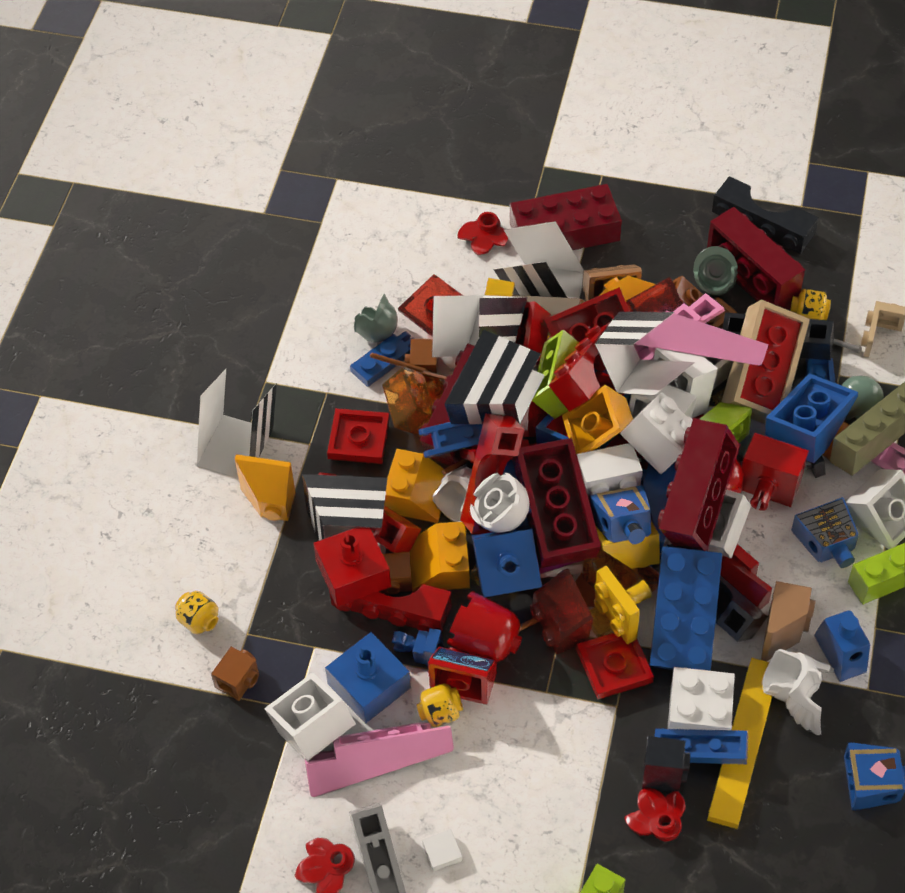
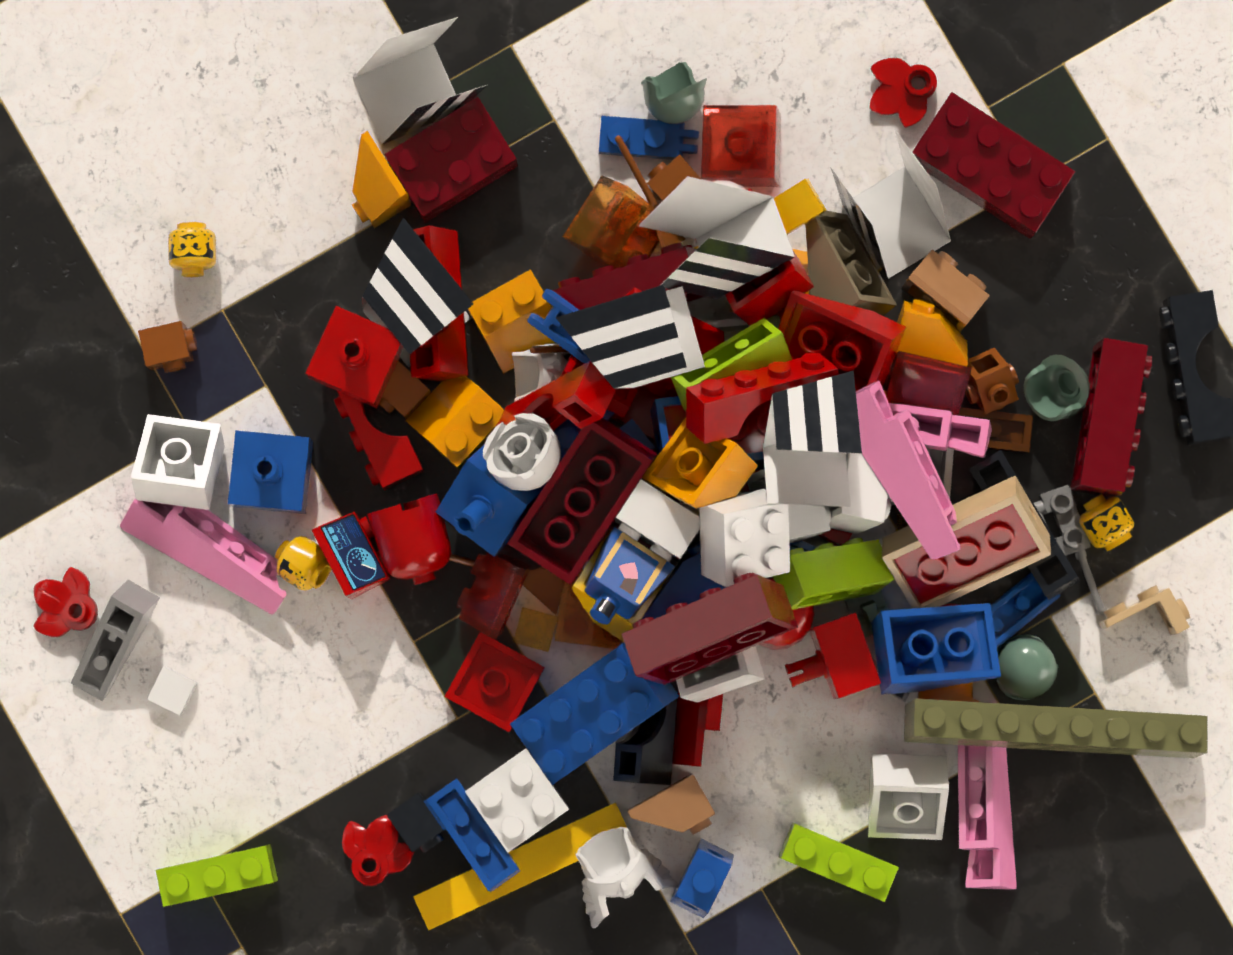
camera: 45 degrees right, 30 degrees up
(298, 436) = (451, 159): none -> dark red brick
(358, 436) = (525, 206): red plate -> none
(422, 646) = (351, 492): blue piece -> none
(620, 604) = (544, 645): yellow plate -> none
(827, 532) = (825, 765): torso -> none

